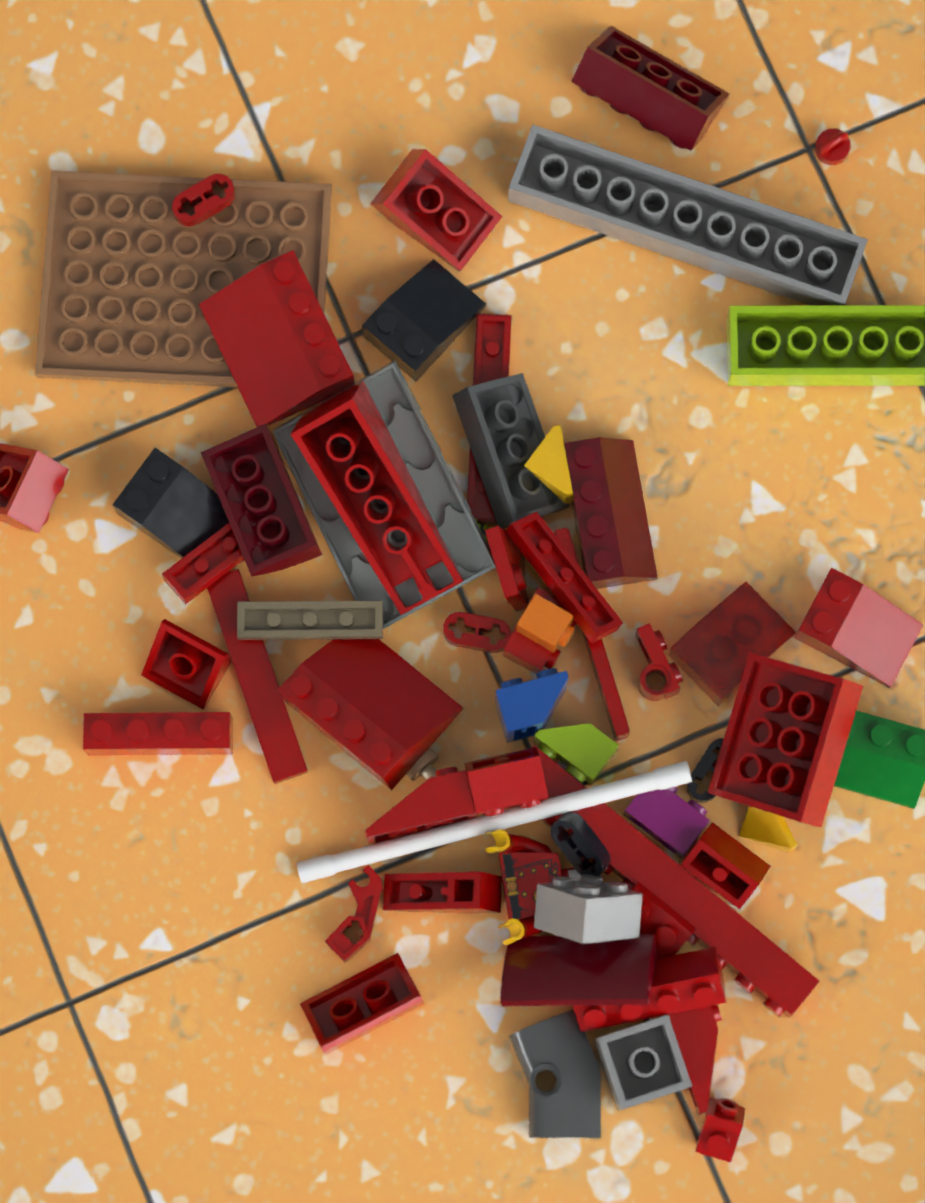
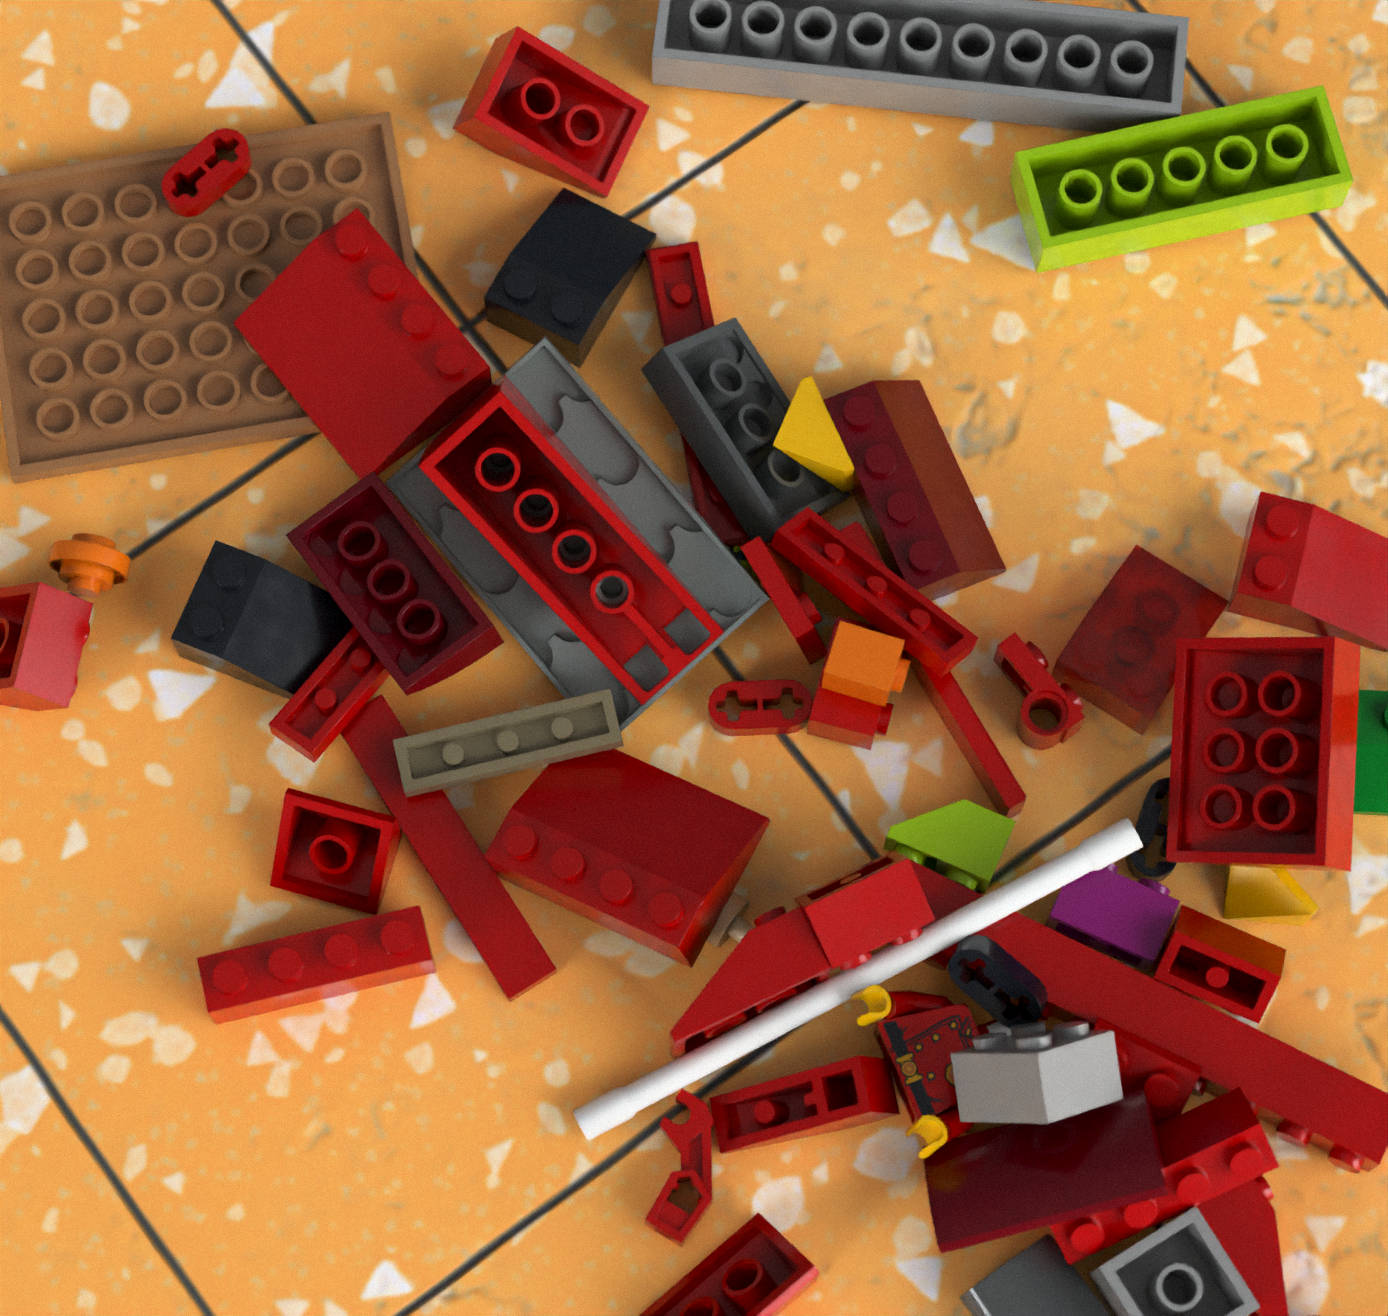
camera: 15 degrees left, 5 degrees down
(72, 443) = (89, 564): none -> orange plate
(529, 704) = (863, 793): blue slope -> none

